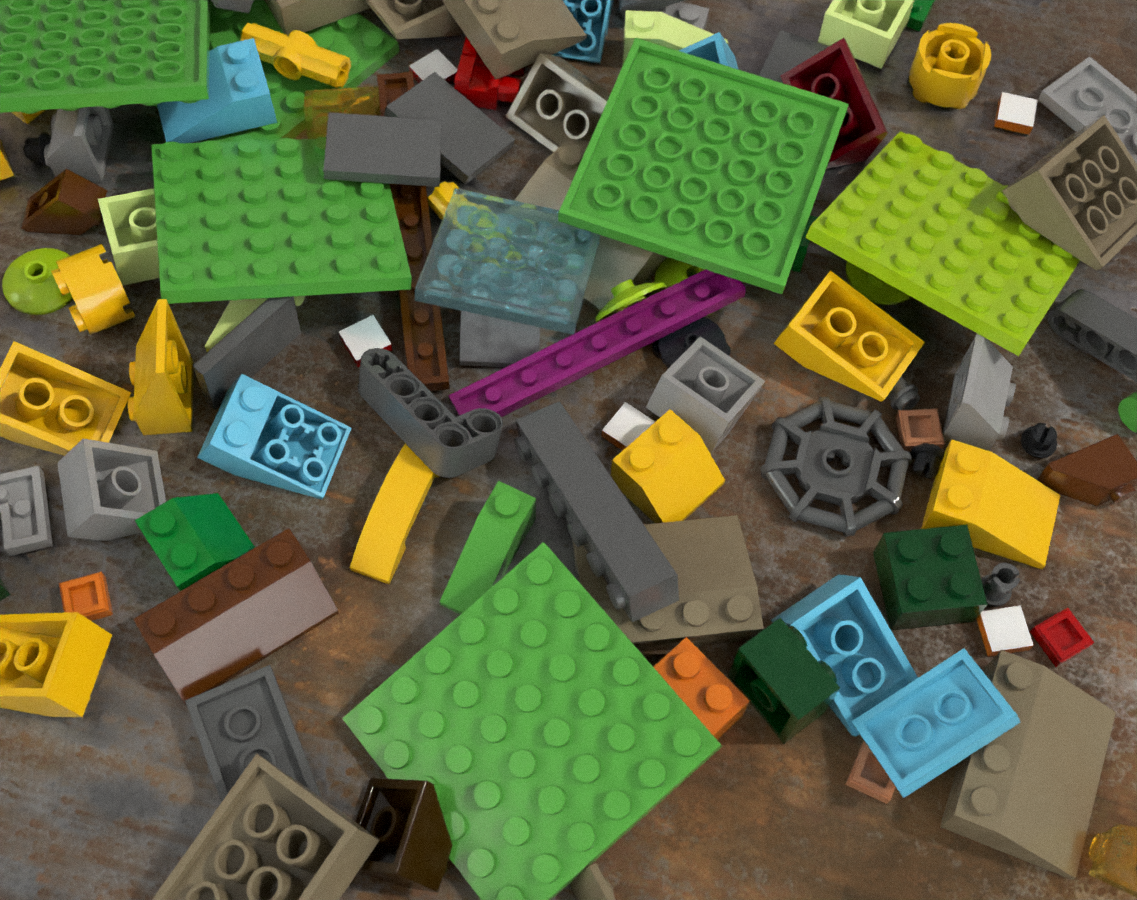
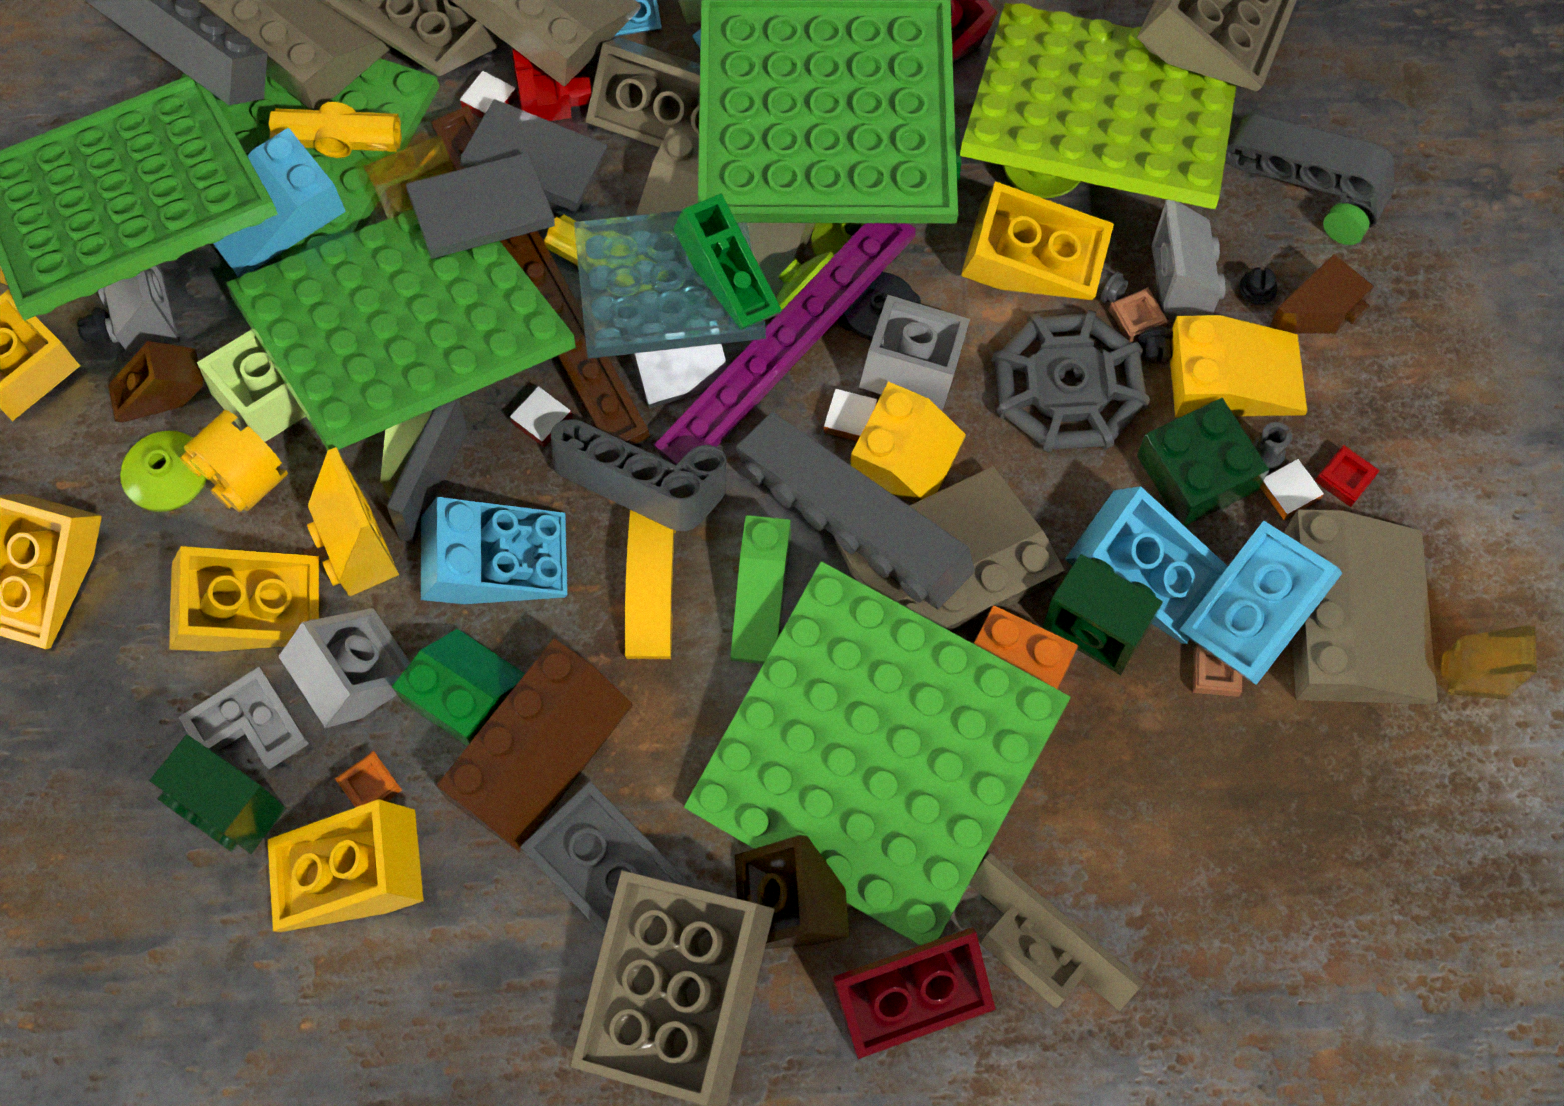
camera: 15 degrees left, 5 degrees up
(563, 257) = (726, 261): none -> green slope

